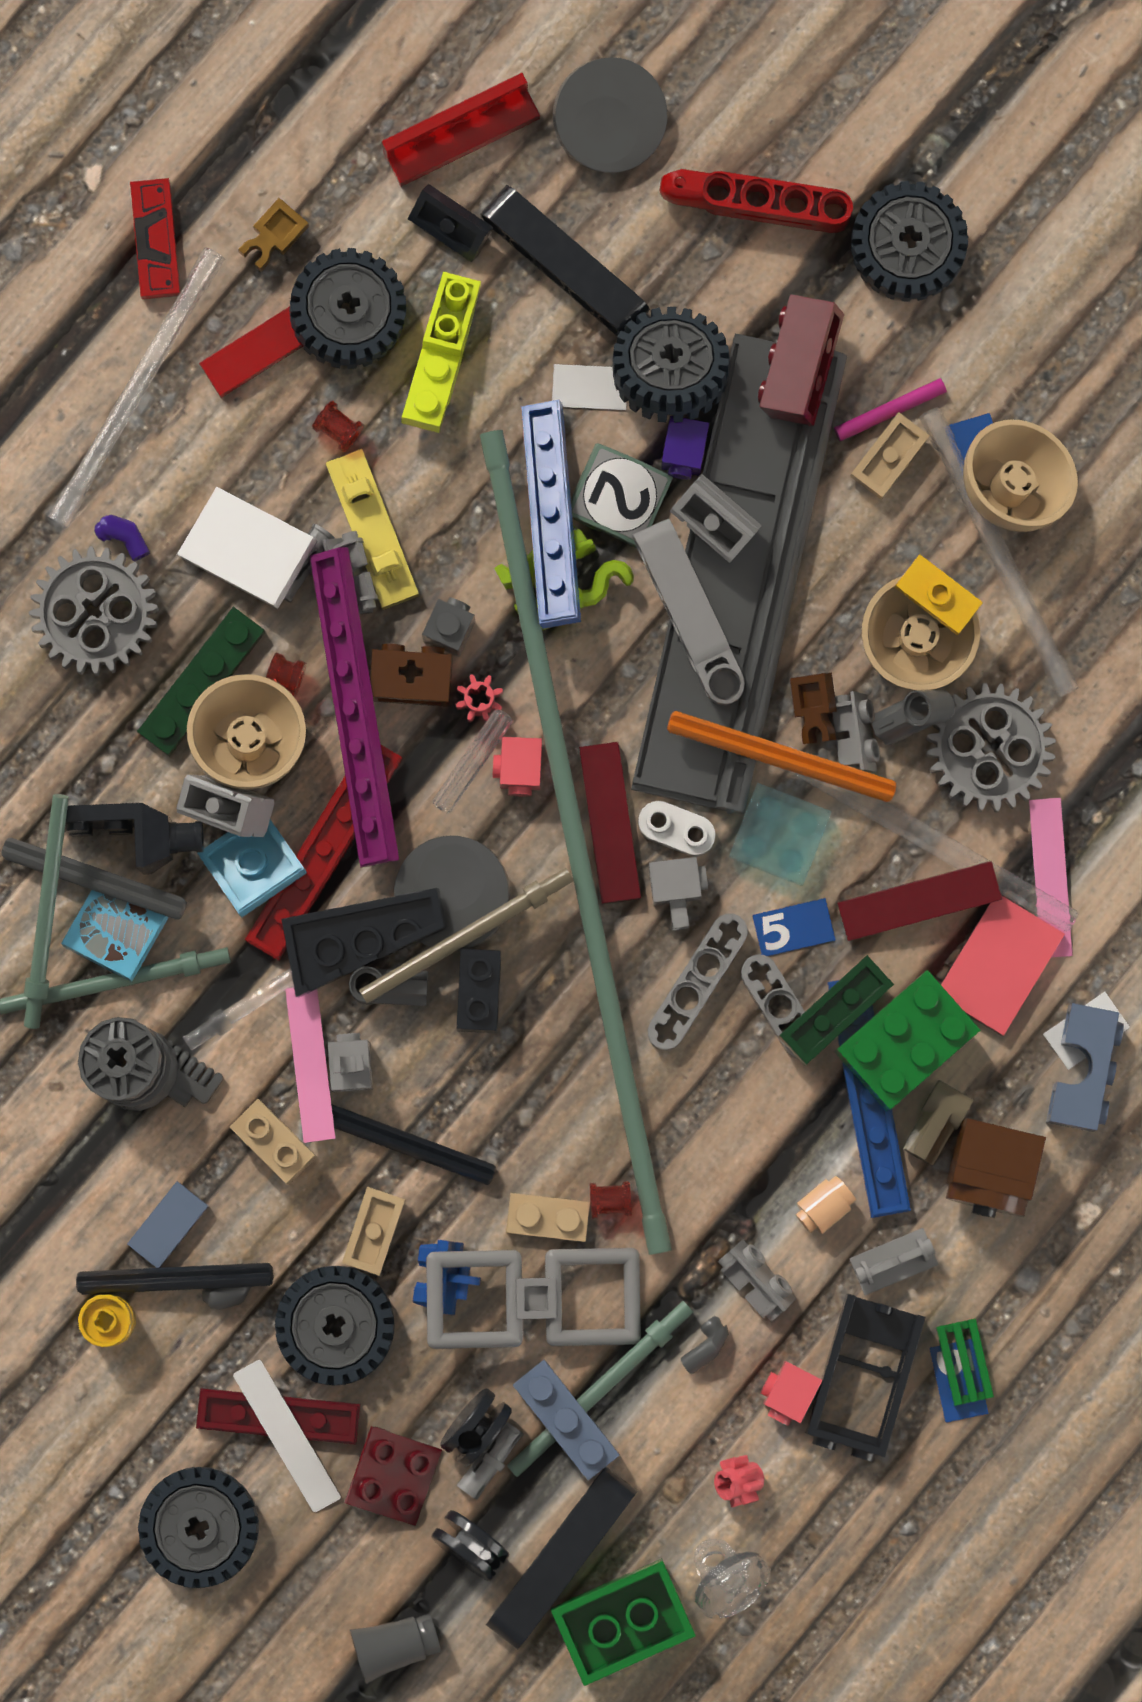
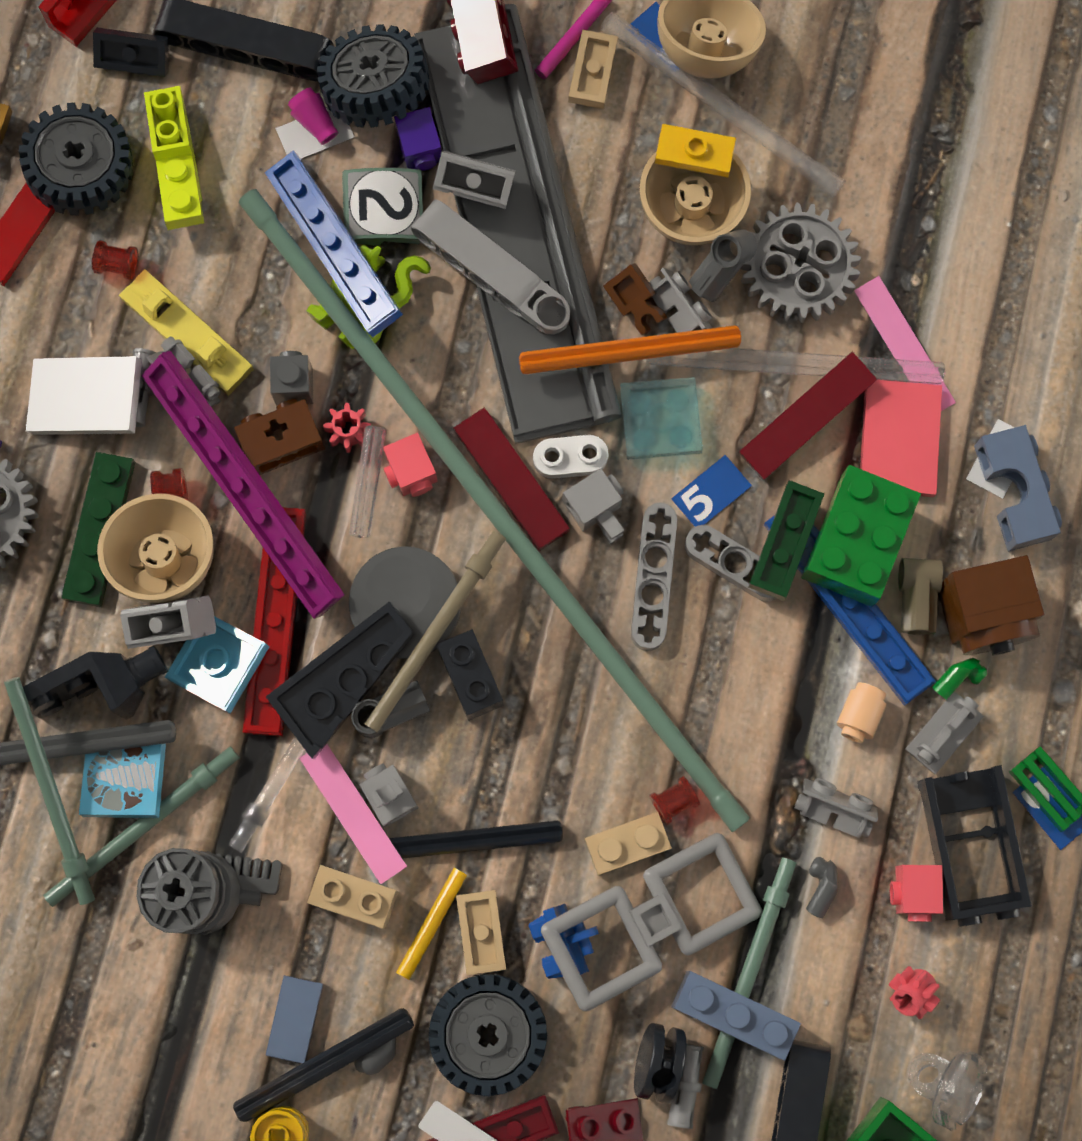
camera: 30 degrees left, 5 degrees down
(332, 1200) = (431, 923): none -> yellow bar
(595, 371) = (313, 115): none -> dark pink cone
(933, 1213) = (957, 674): none -> green arm

